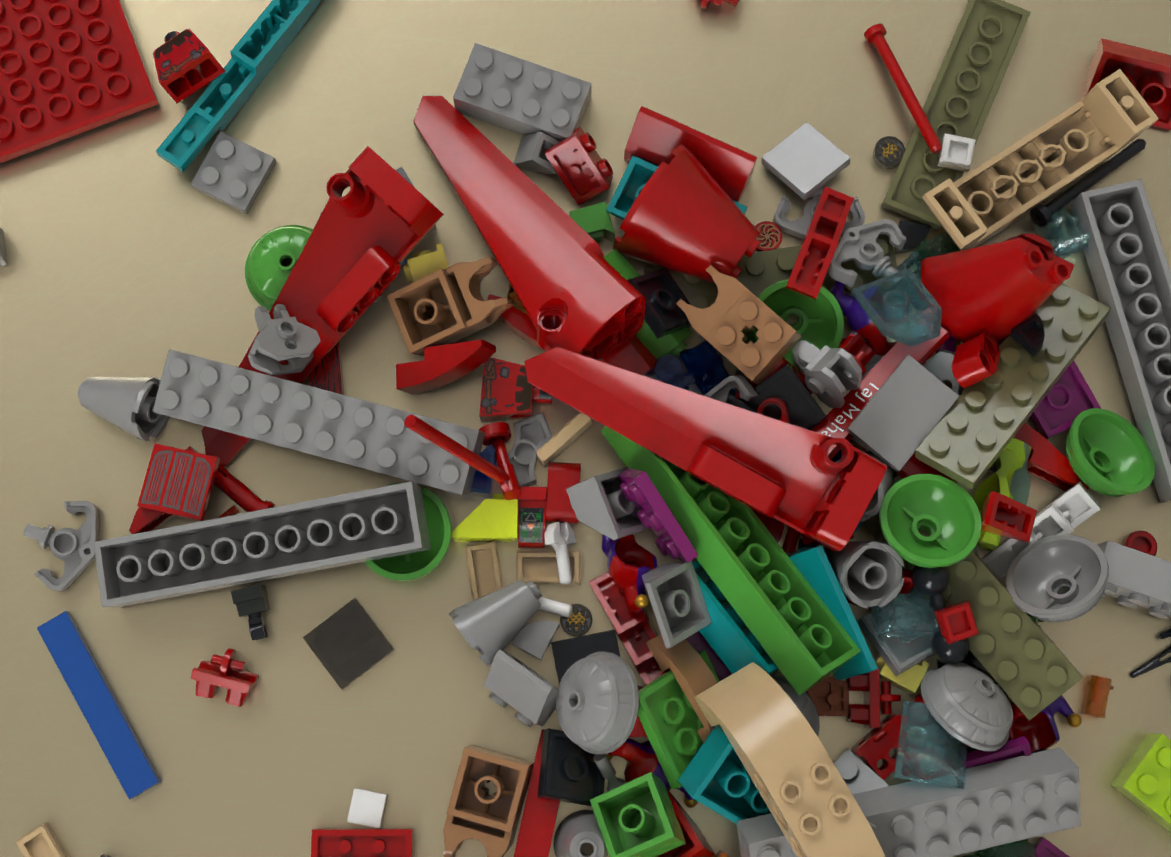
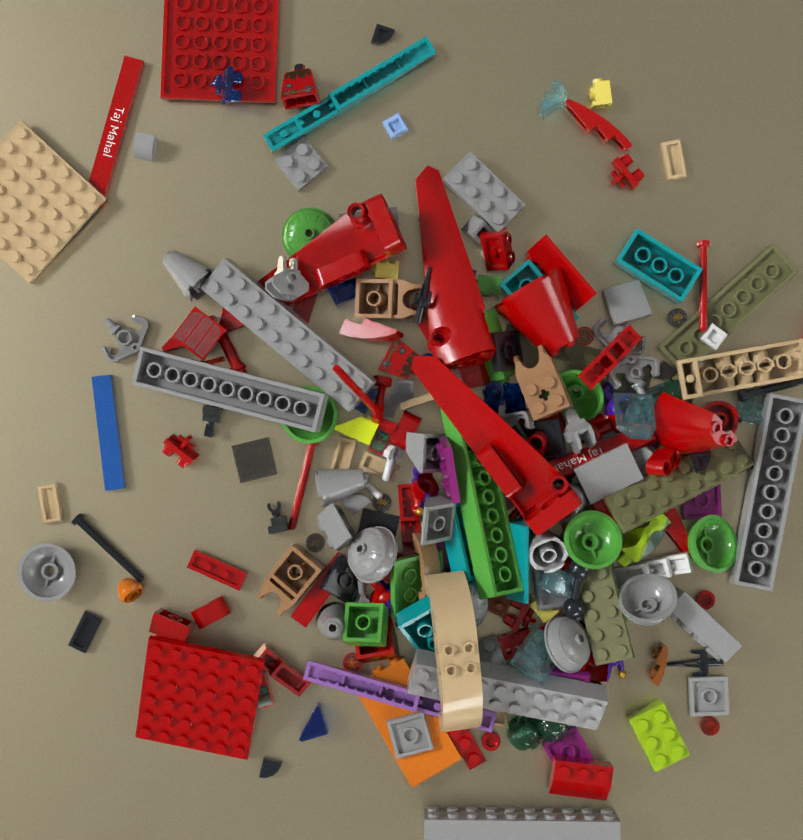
camera: 25 degrees right, 10 degrees up
(73, 91) = (230, 77): none -> clear blue hips
(350, 61) = (395, 126): none -> light blue tile
(367, 808) = (228, 551): white tile -> none
(376, 329) = (343, 292): none -> clear blue slope
(428, 724) = (278, 522): none -> pearl dark grey piece
(439, 648) = (302, 484): none -> red bar
(500, 283) = (421, 302): none -> black piece
(500, 731) = (315, 542): none -> clear smoke tile
(826, 89) = (657, 266): none -> teal brick
(956, 620) = (581, 598): red tile -> none
(1007, 517) = (636, 556): red slope -> none
(1097, 696) = (641, 667): clear orange pin -> none
(1119, 665) = (659, 656): none -> dark orange slope

